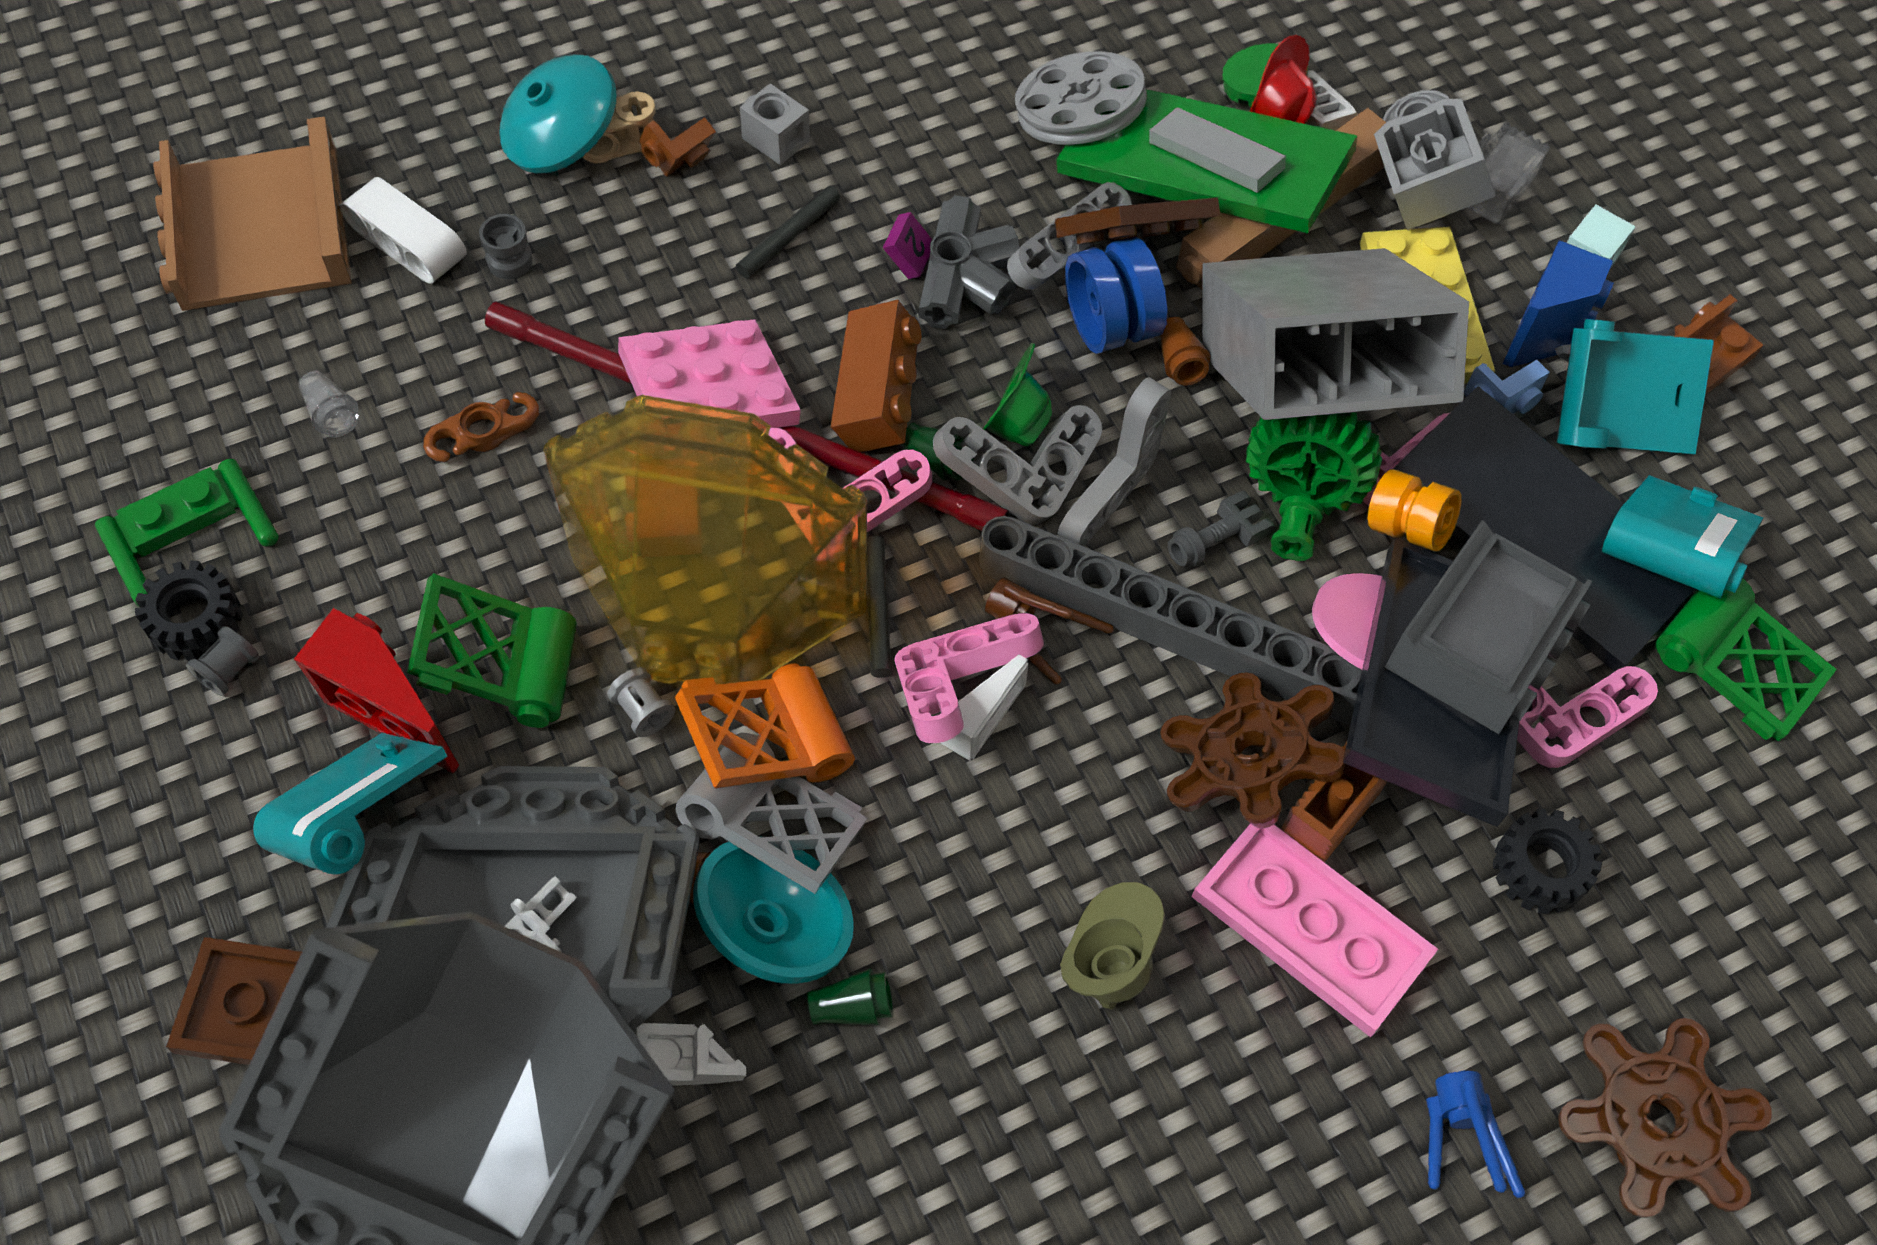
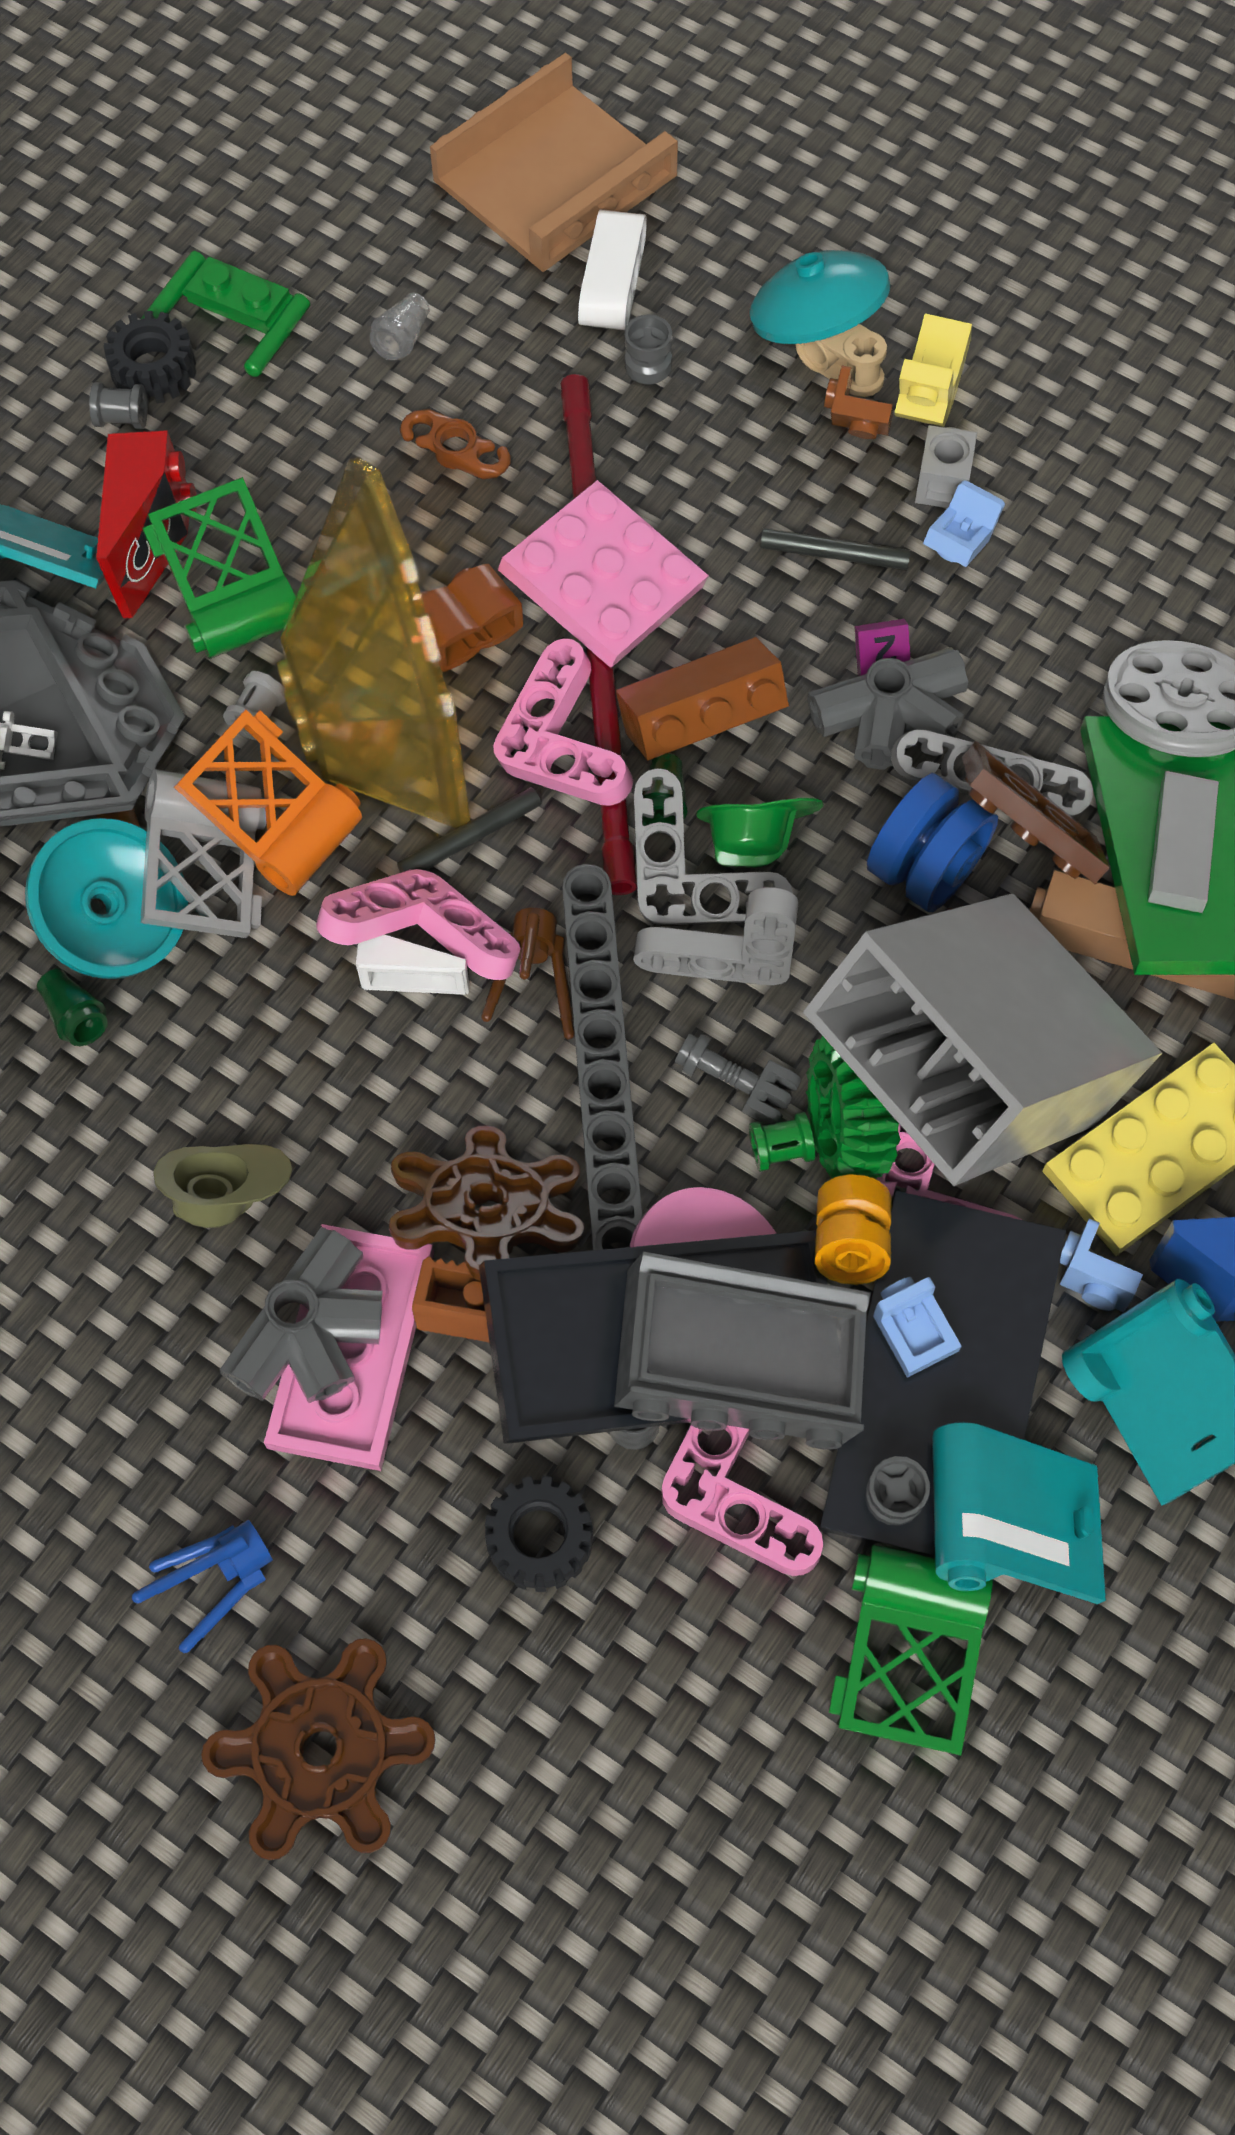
camera: 65 degrees right, 5 degrees up
(687, 86) = (933, 375): none -> light yellow arch
(833, 139) = (965, 524): none -> light blue bracket
(1300, 915) = (310, 1344): none -> dark grey piece
(1515, 511) = (915, 1325): none -> light blue bracket
(1635, 593) = (904, 1482): none -> dark grey wheel

